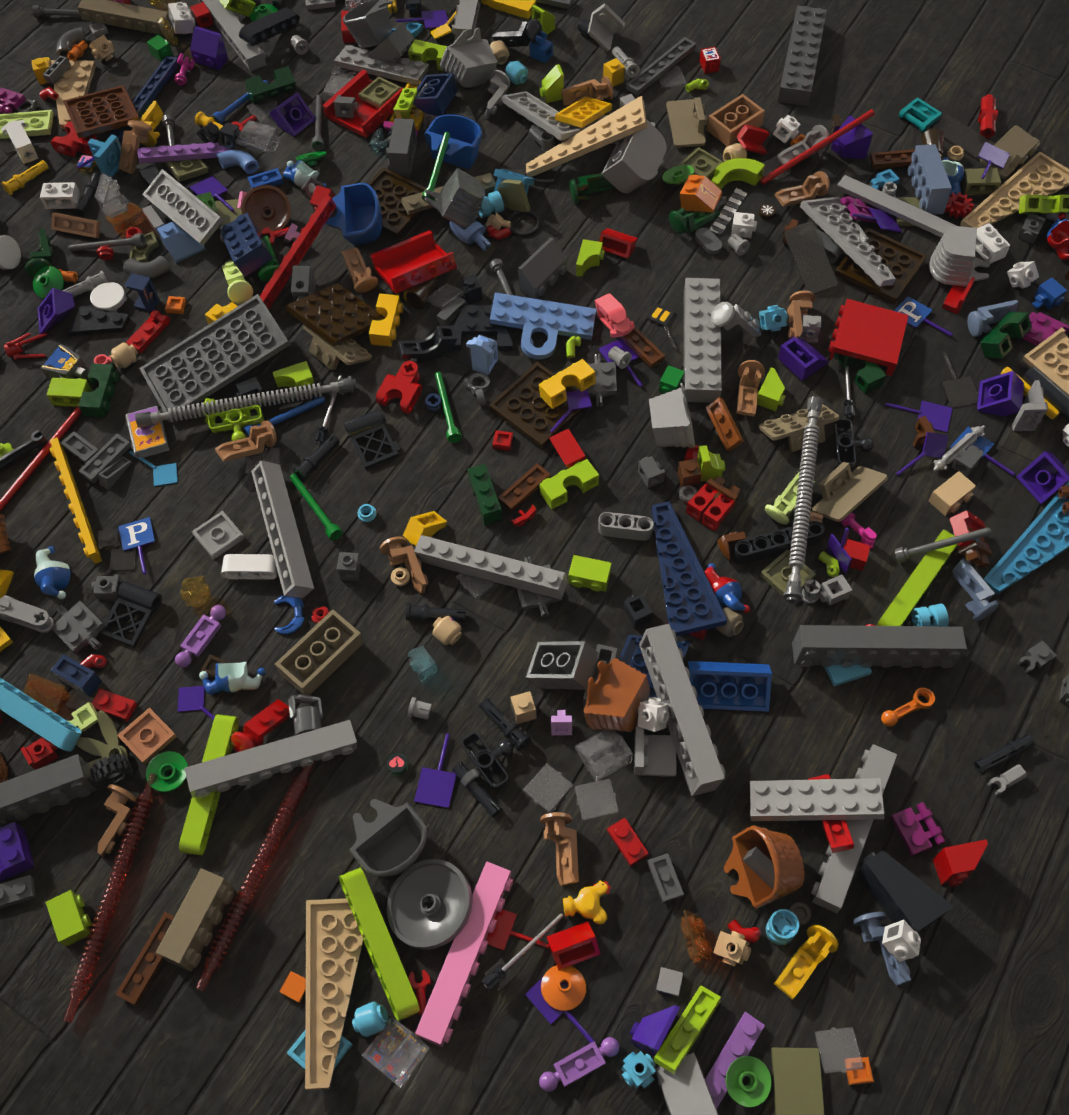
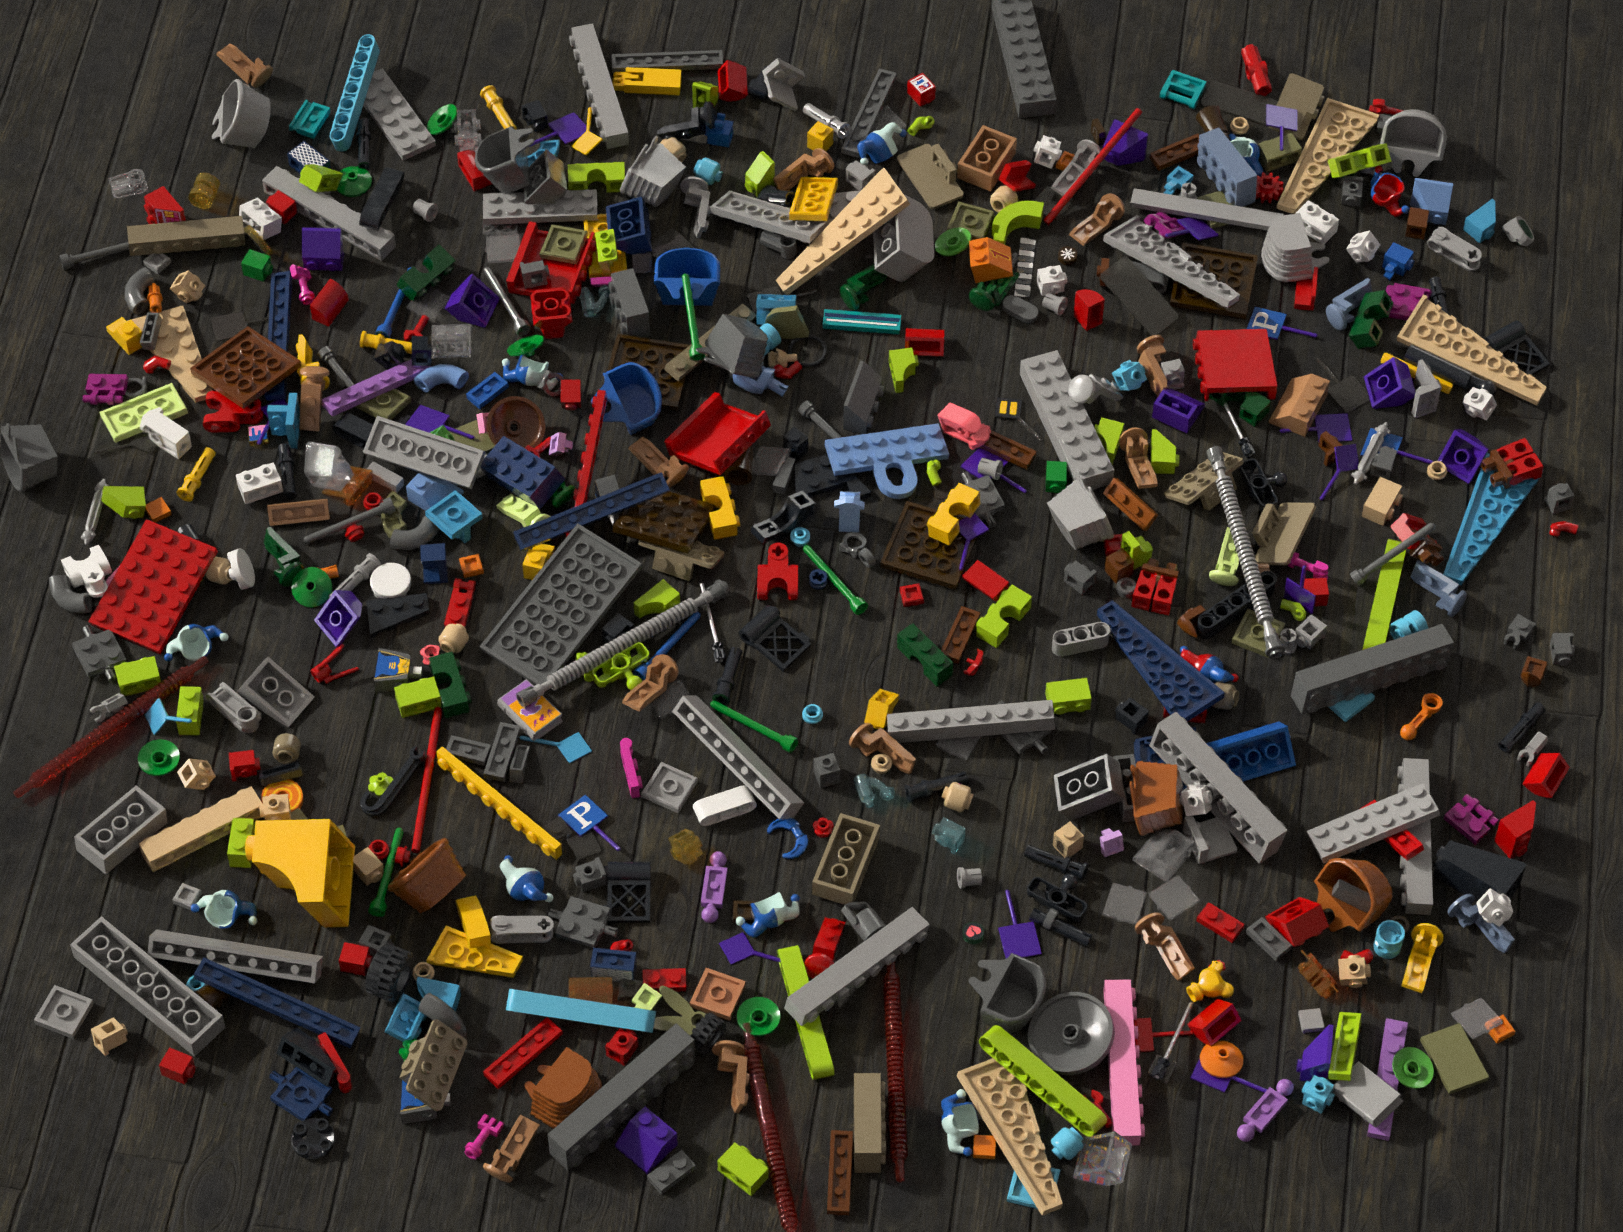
camera: 25 degrees left, 5 degrees down
(178, 262) = (454, 516): none -> dark azure bracket
(191, 86) = (328, 303): none -> red brick
(193, 506) = (630, 766): none -> dark pink plate
(277, 289) = (591, 511): none -> dark blue plate
(283, 952) = (959, 1121): none -> light aqua piece
(342, 136) = (551, 311): none -> red piece
(374, 590) = (863, 785): none -> clear light blue plant
(435, 366) = (797, 540): none -> medium azure plate
(556, 102) = (779, 197): none -> black piece
(570, 18) = (732, 81): none -> red brick
(576, 213) = (861, 321): none -> teal tile
(657, 87) = (880, 144): none -> blue piece
(701, 871) = (1298, 920): none -> red slope
(730, 362) = (1109, 435): none -> lime arch
(763, 254) = (1089, 308): none -> red brick
(913, 387) = (1300, 403): none -> medium nougat slope
(1011, 811) = (1546, 774): none -> red brick
(1015, 478) = (1437, 466): none -> tan plate
(1036, 702) = (1533, 671): none -> reddish brown plate

